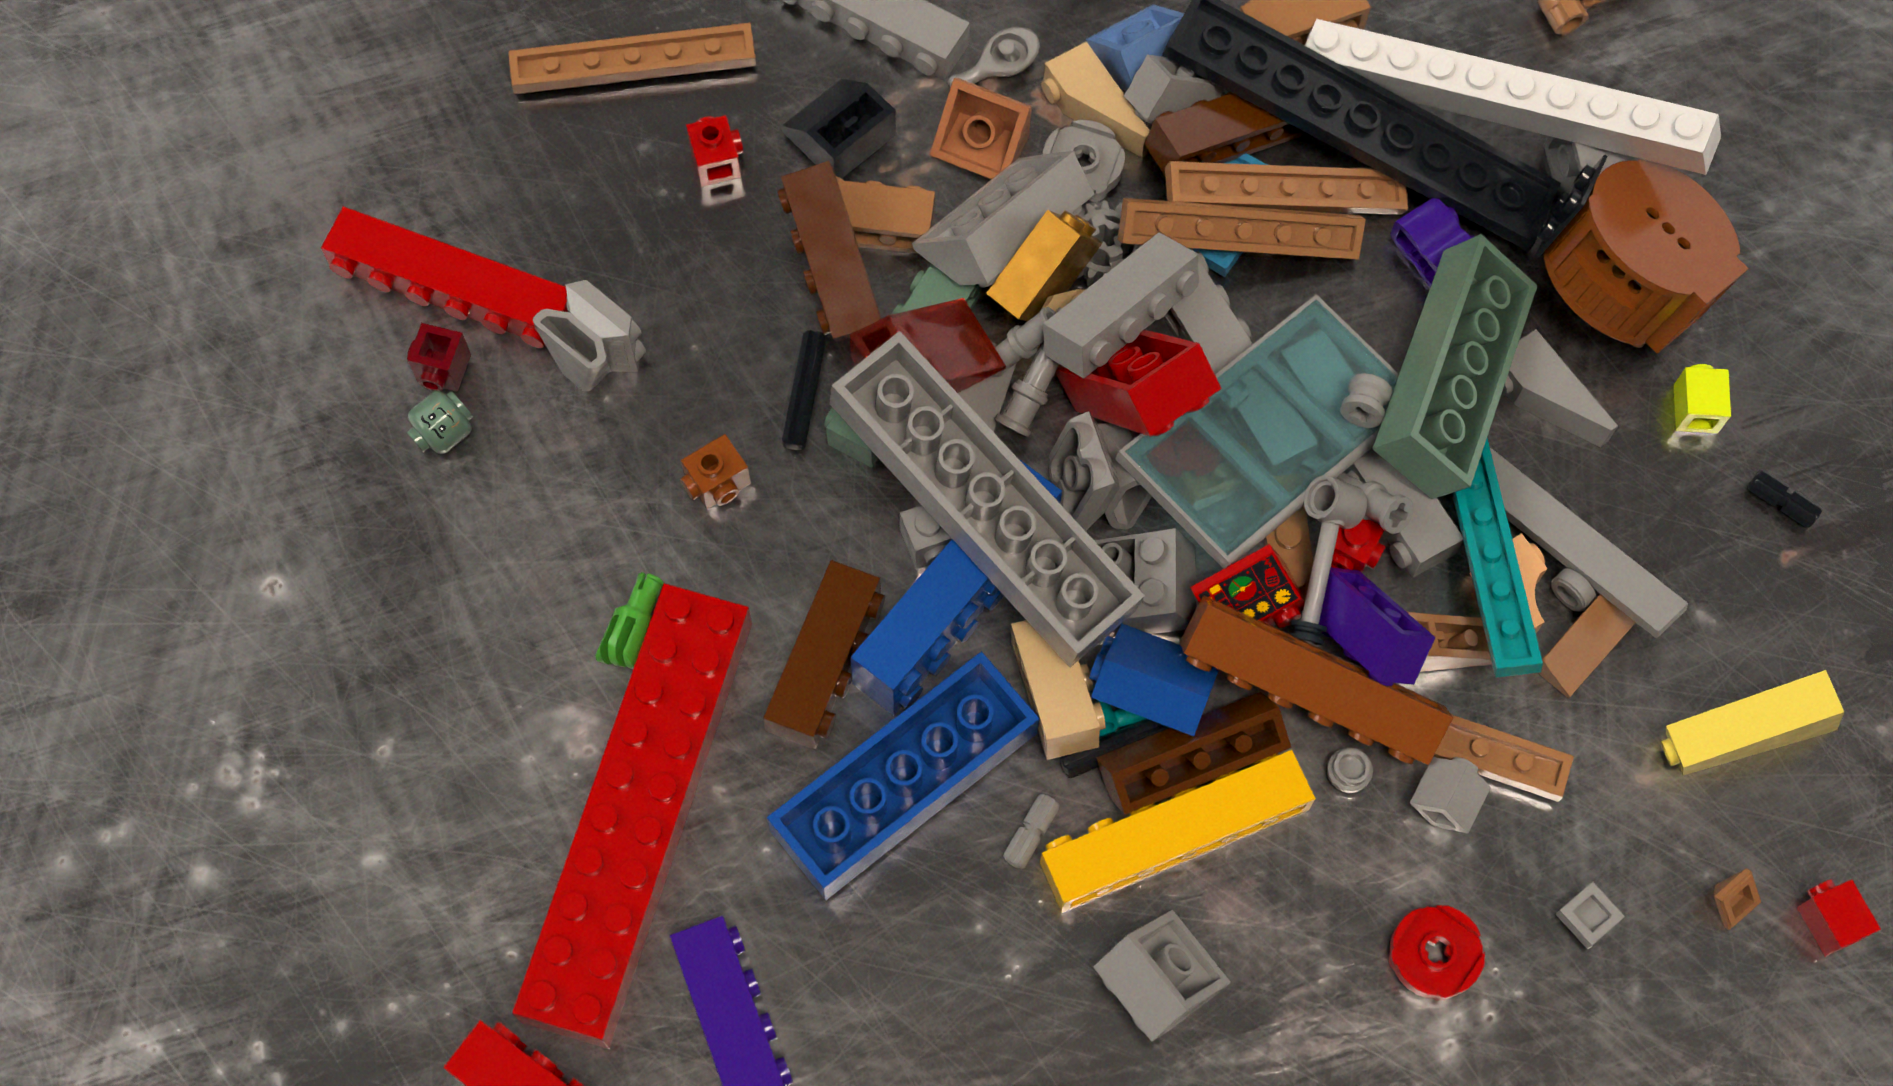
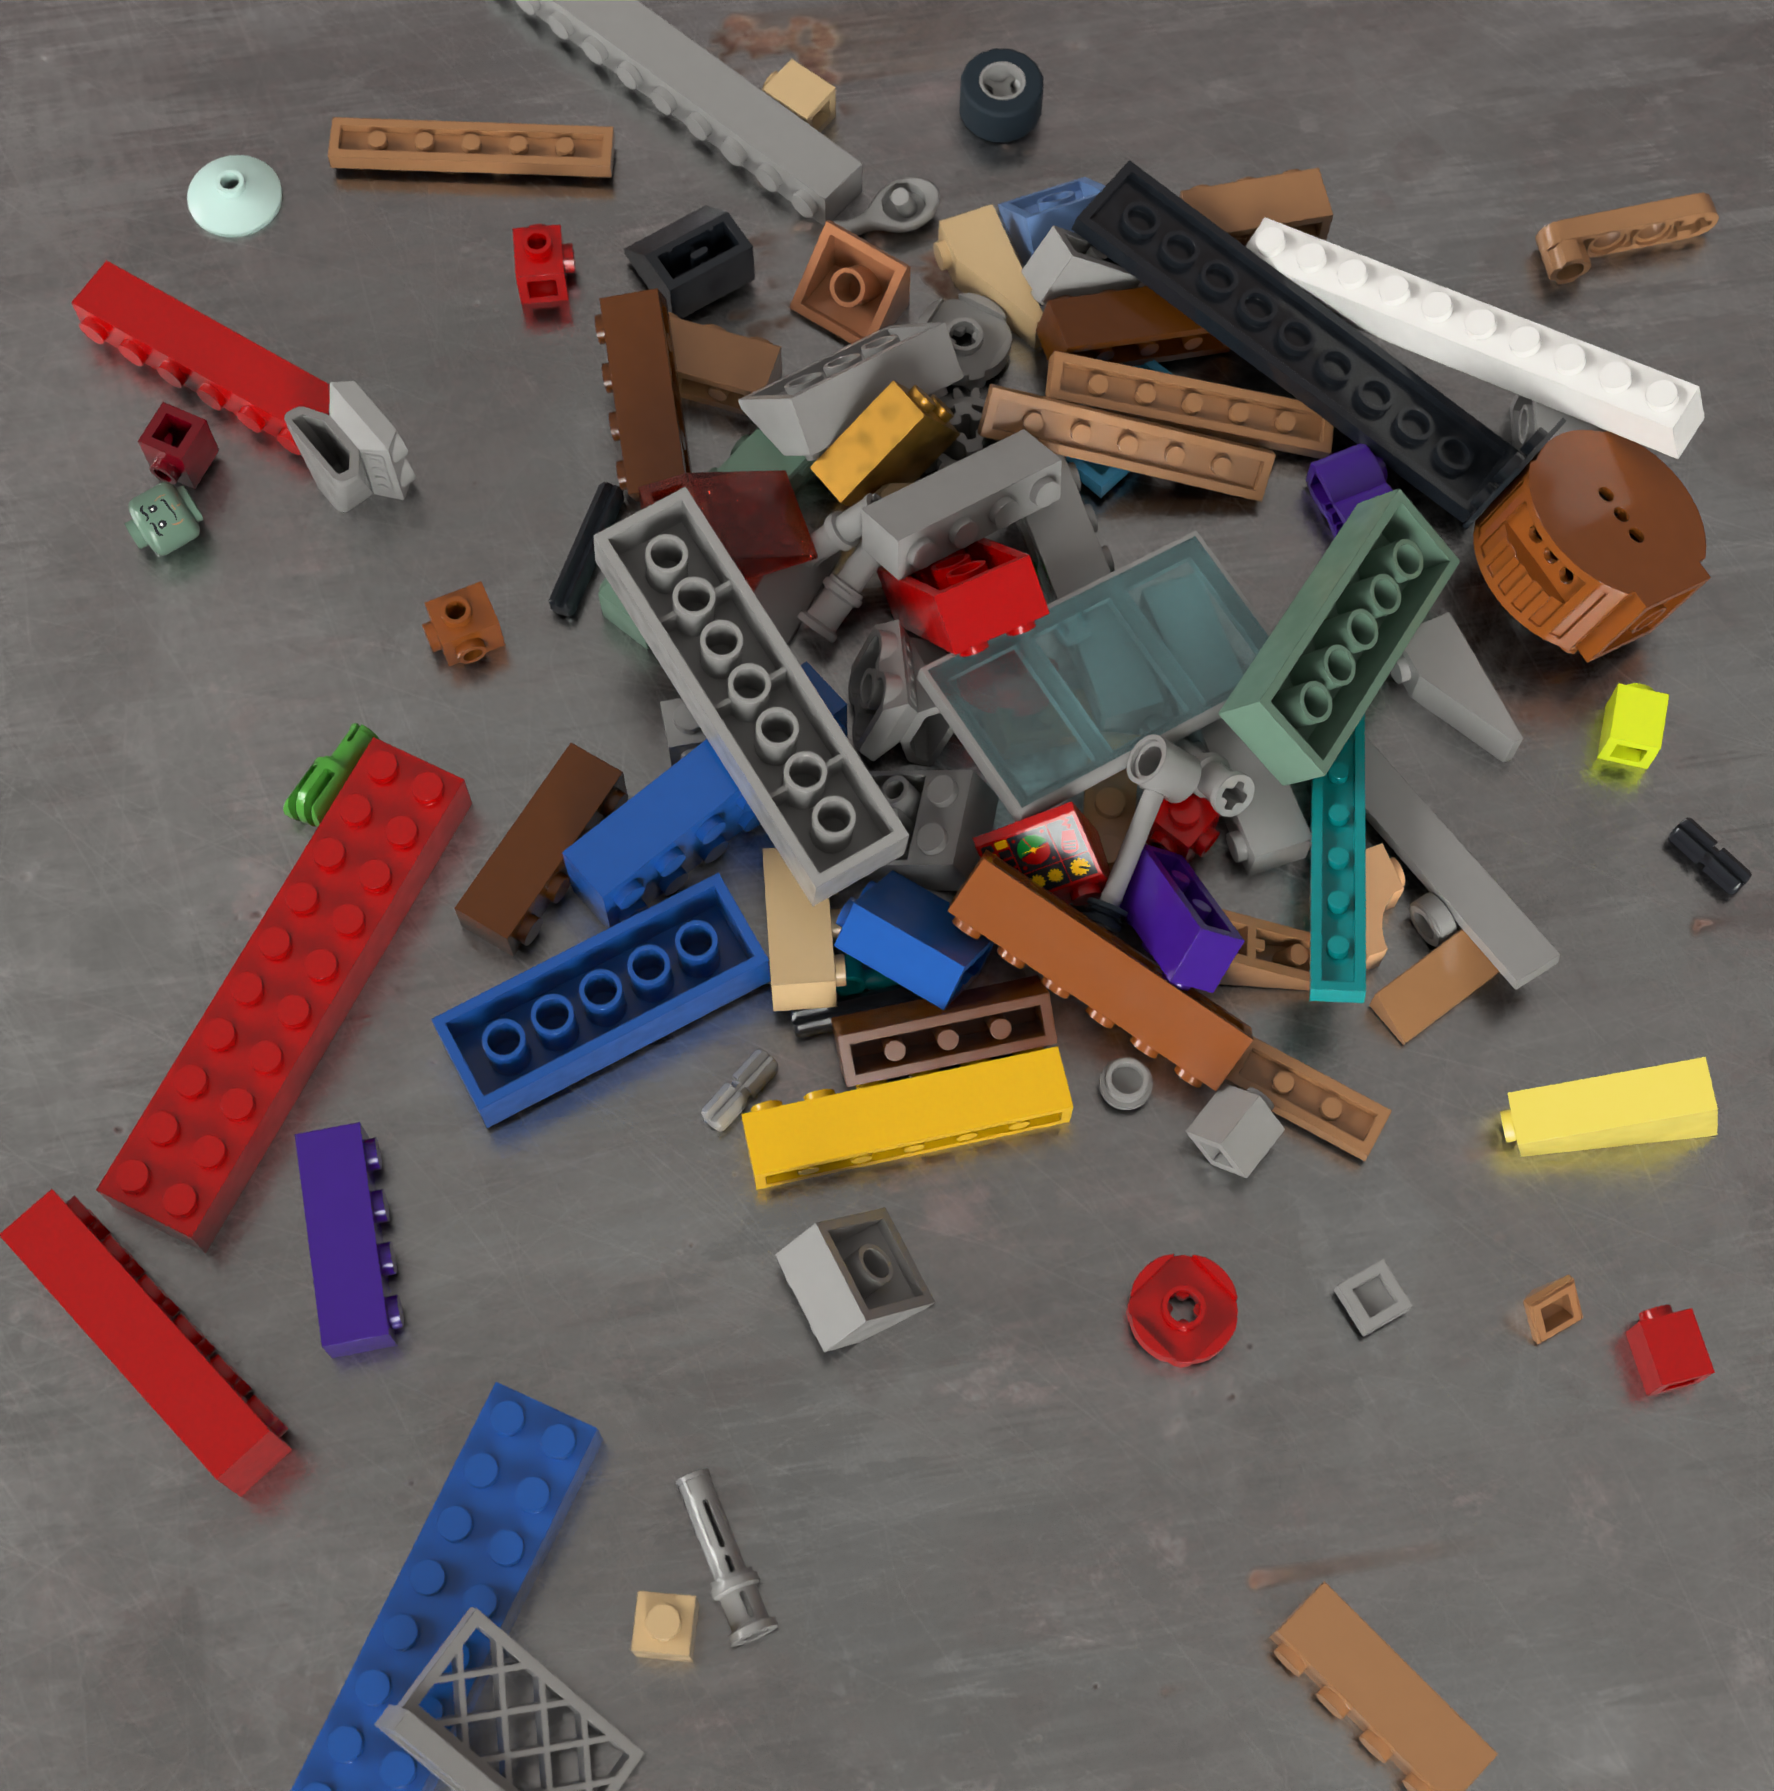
camera: 10 degrees right, 0 degrees up
(439, 144) = (239, 209): none -> light aqua dish
(1366, 400) = (1224, 658): light grey wheel -> none

